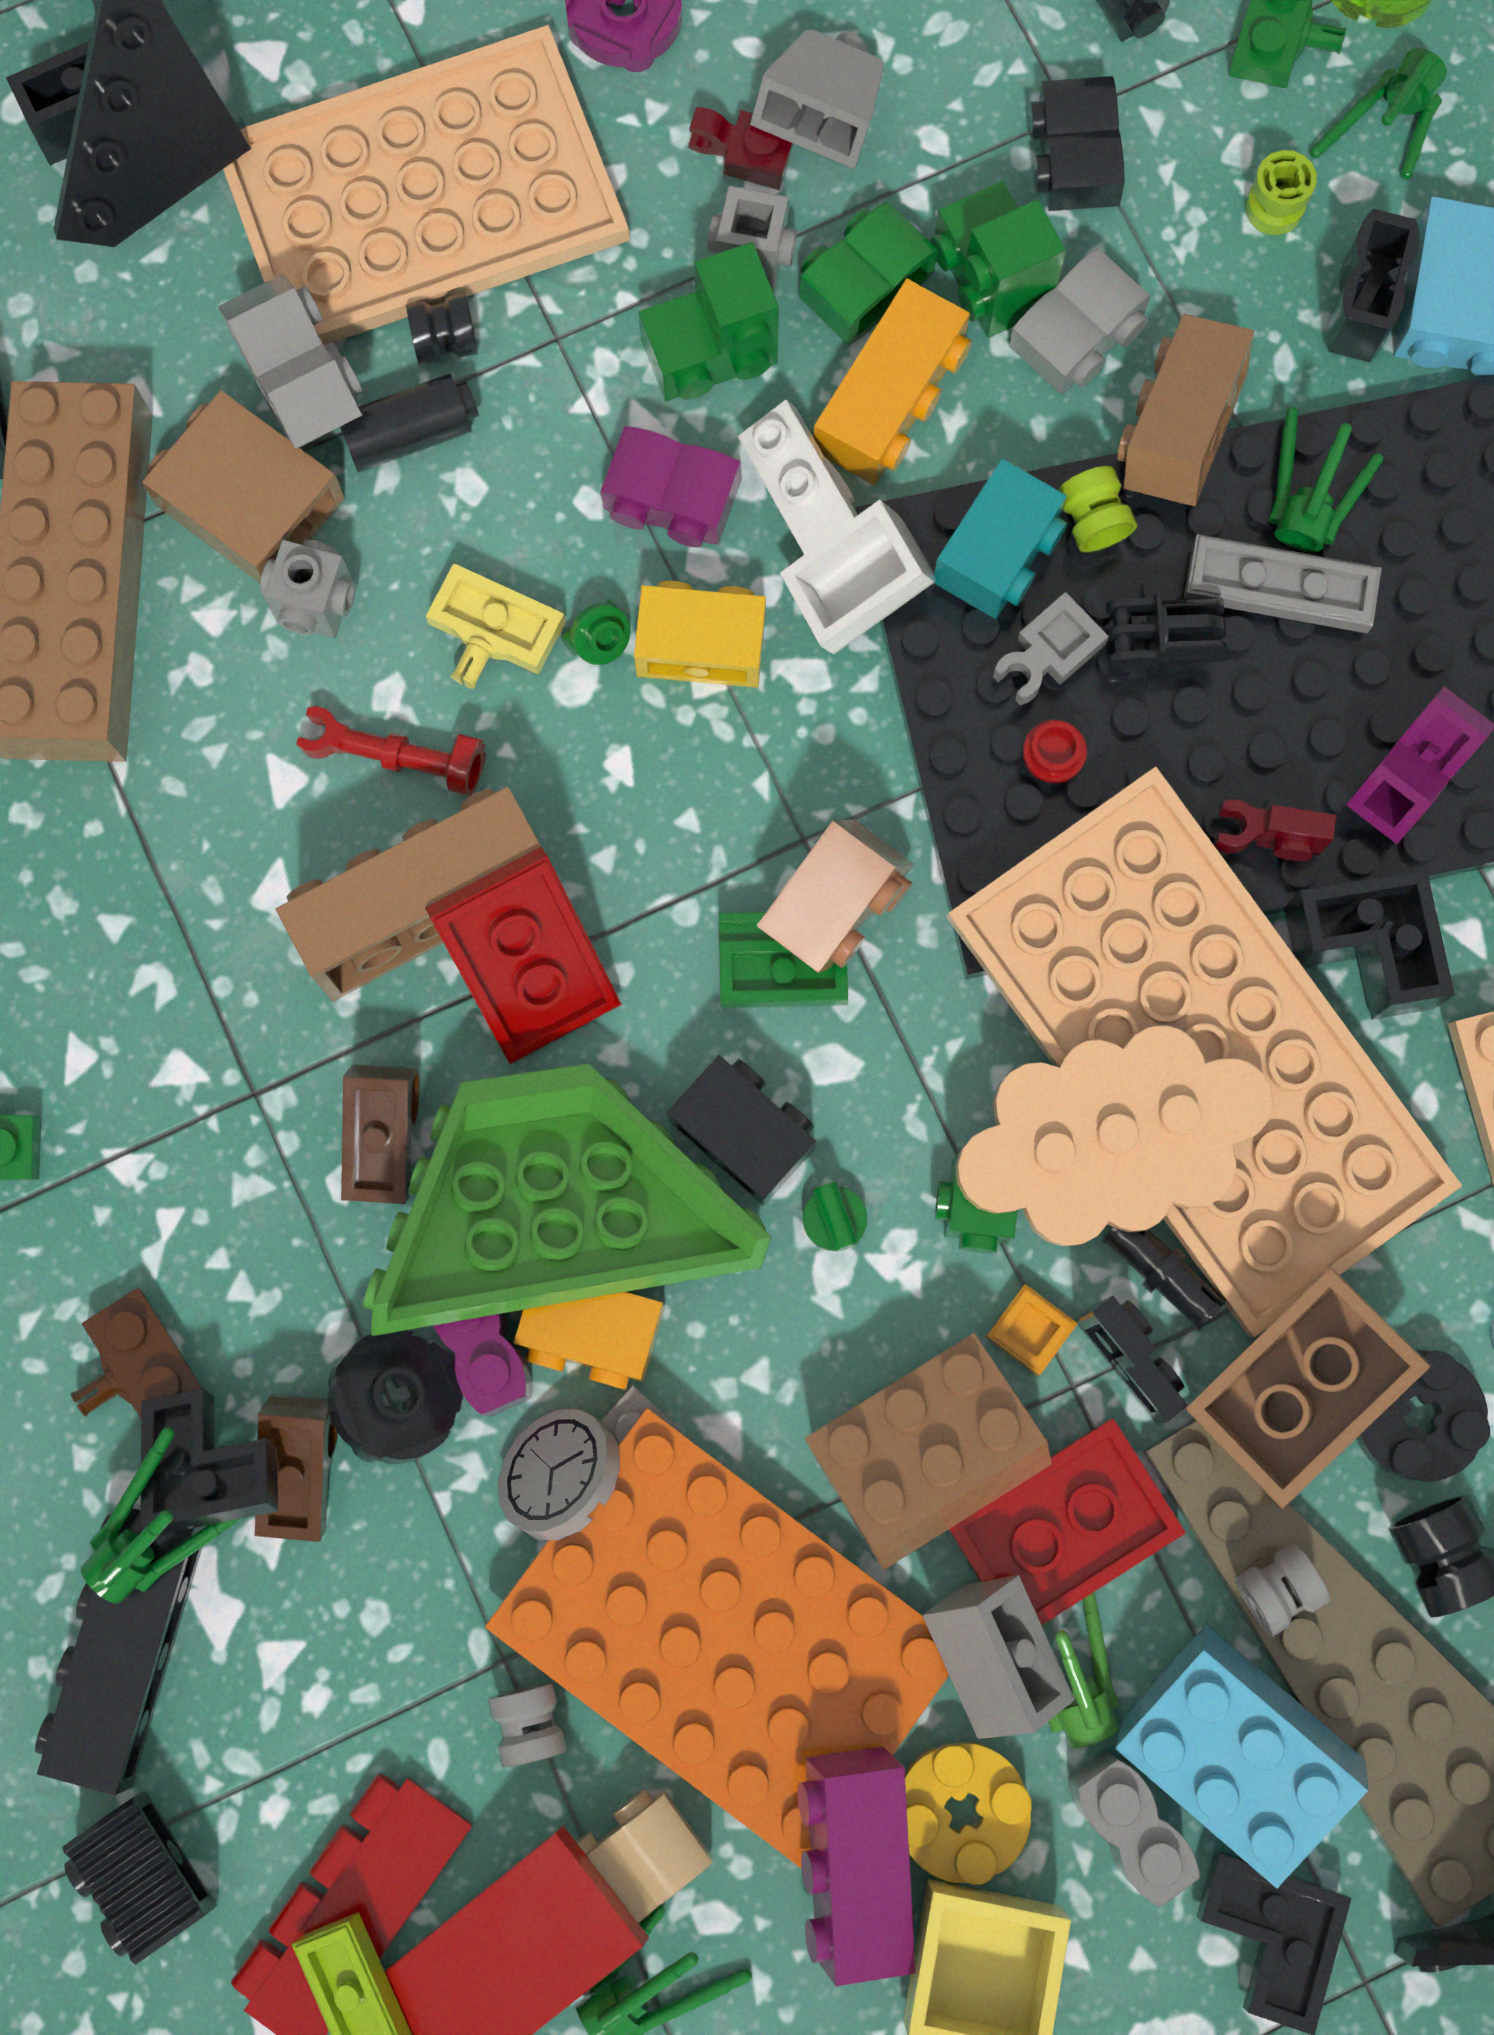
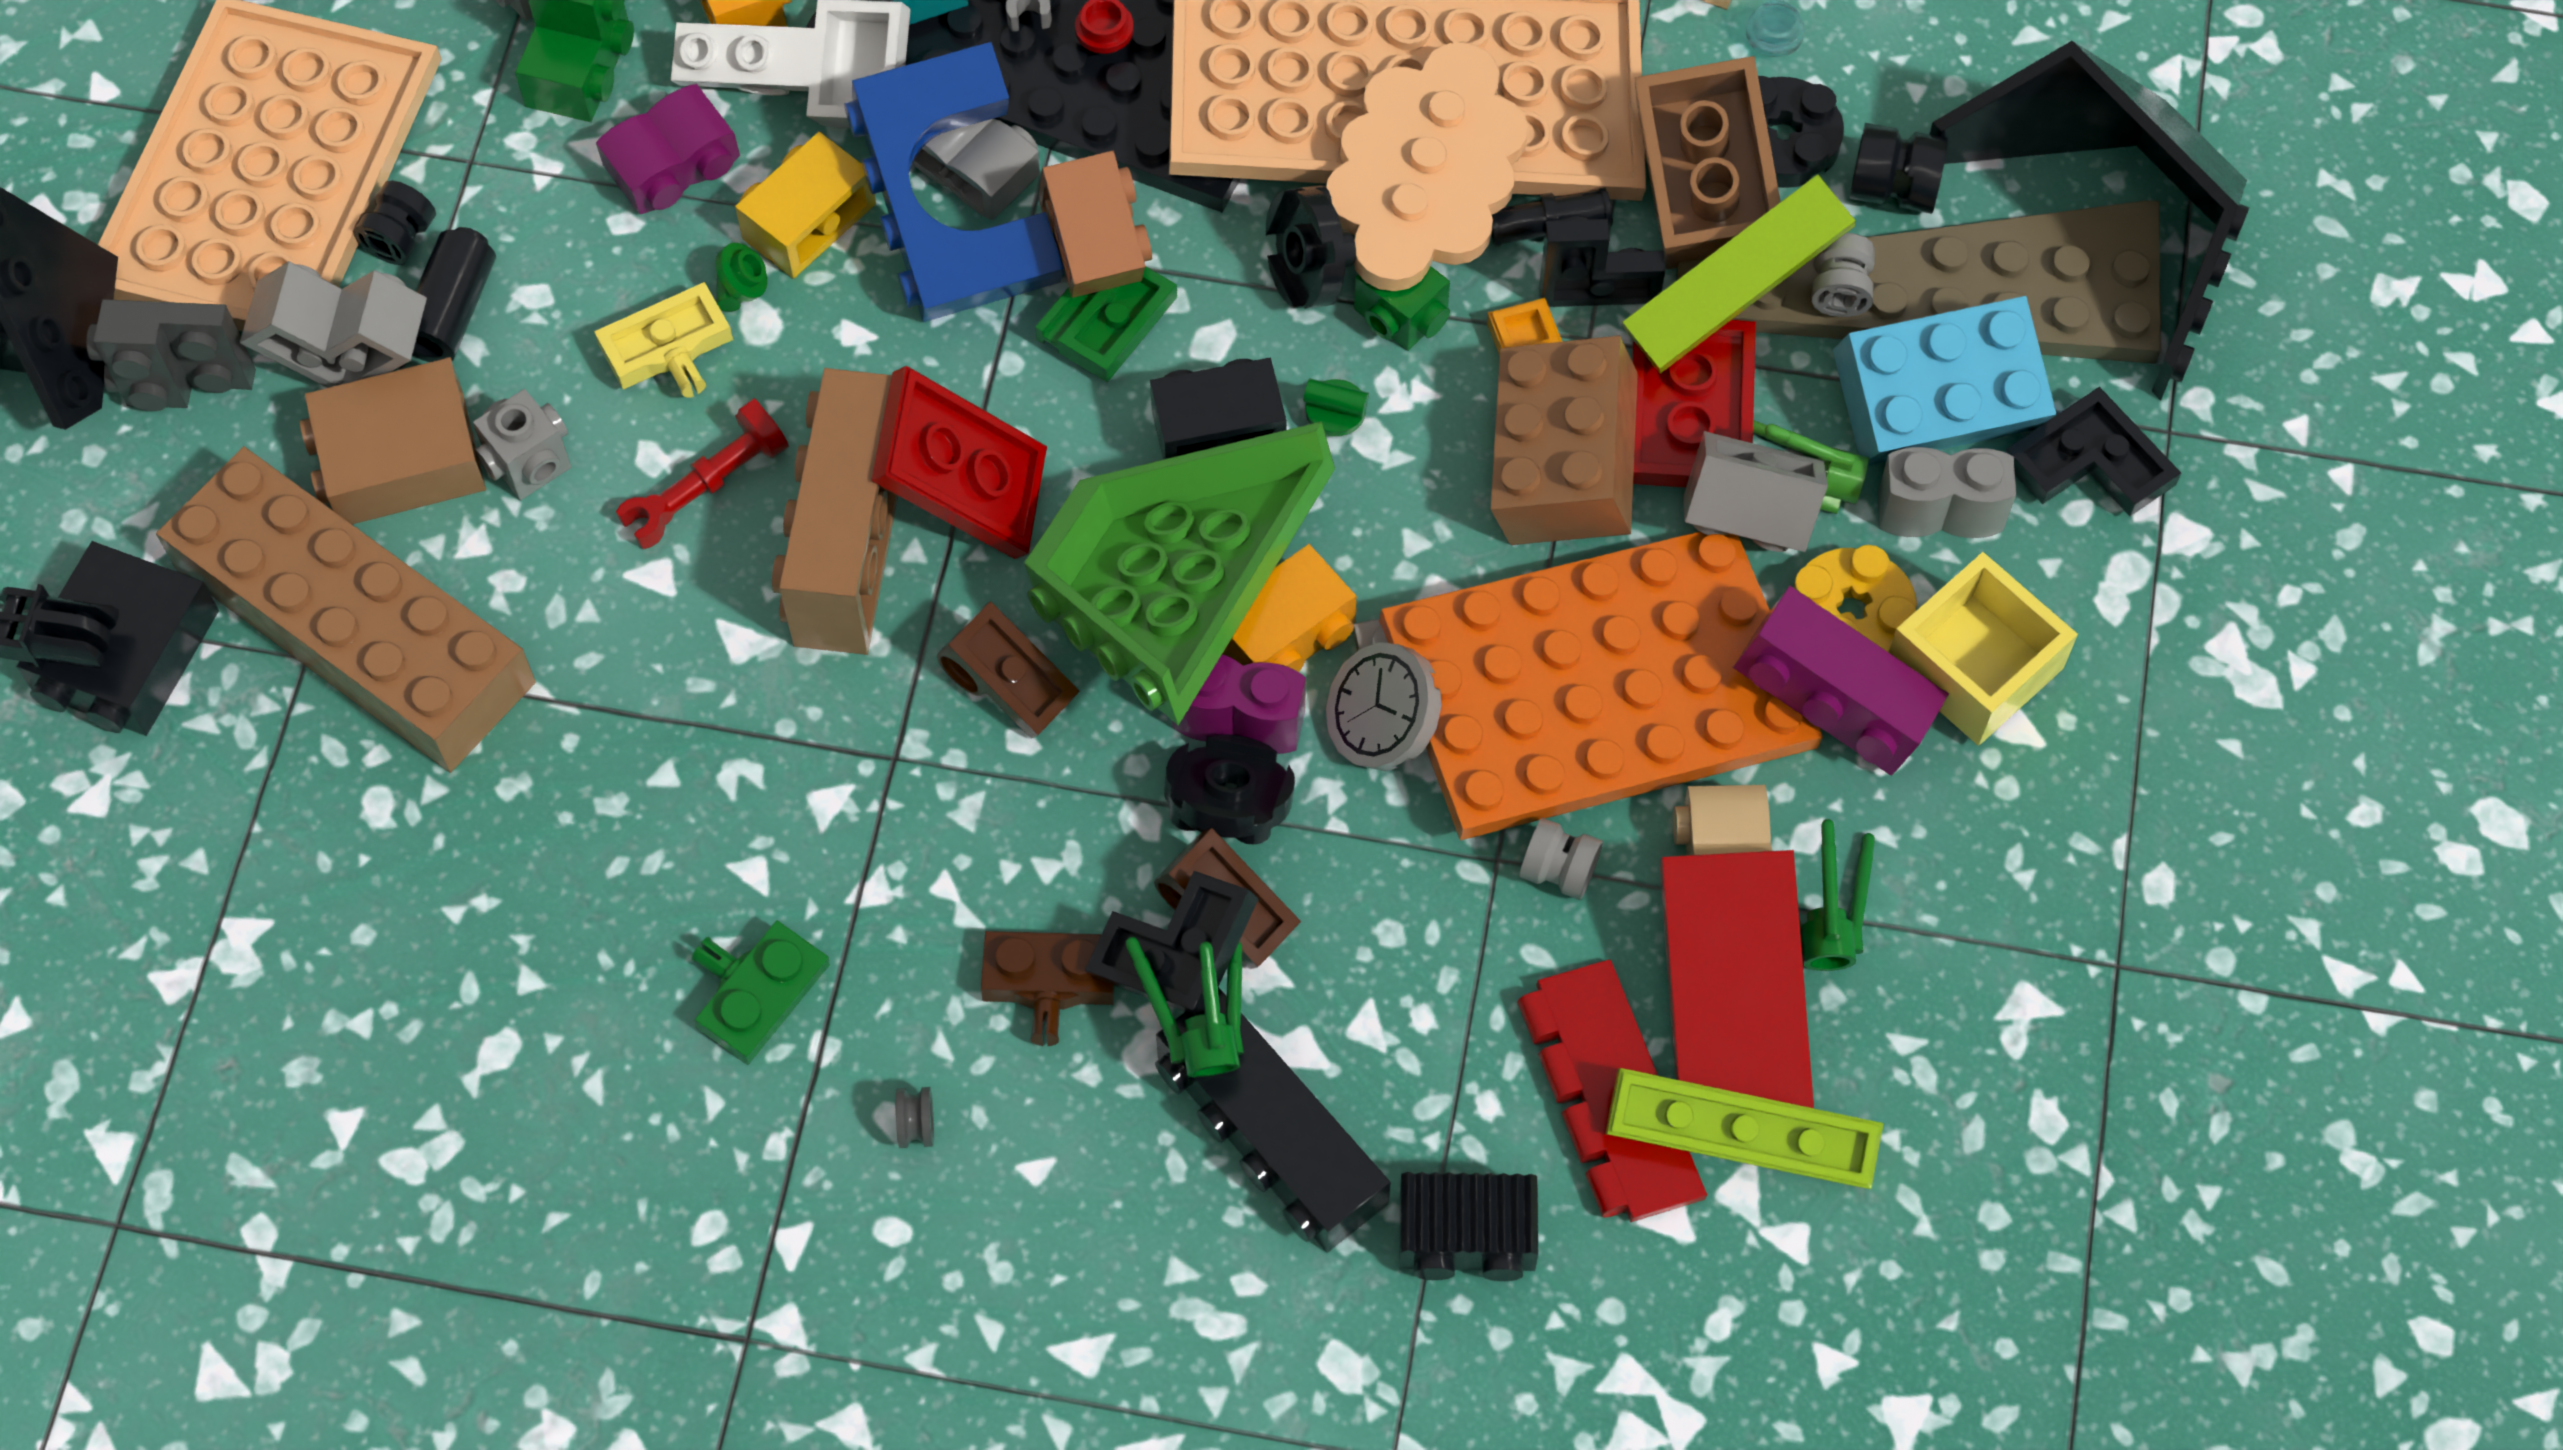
camera: 55 degrees left, 15 degrees down
(173, 252) = (166, 349): none -> dark grey plate
(718, 793) = (944, 265): none -> blue arch
(855, 731) = (982, 164): none -> light grey brick
(957, 1089) = (1309, 247): none -> black plate
(1205, 1499) = (1738, 273): none -> lime tile

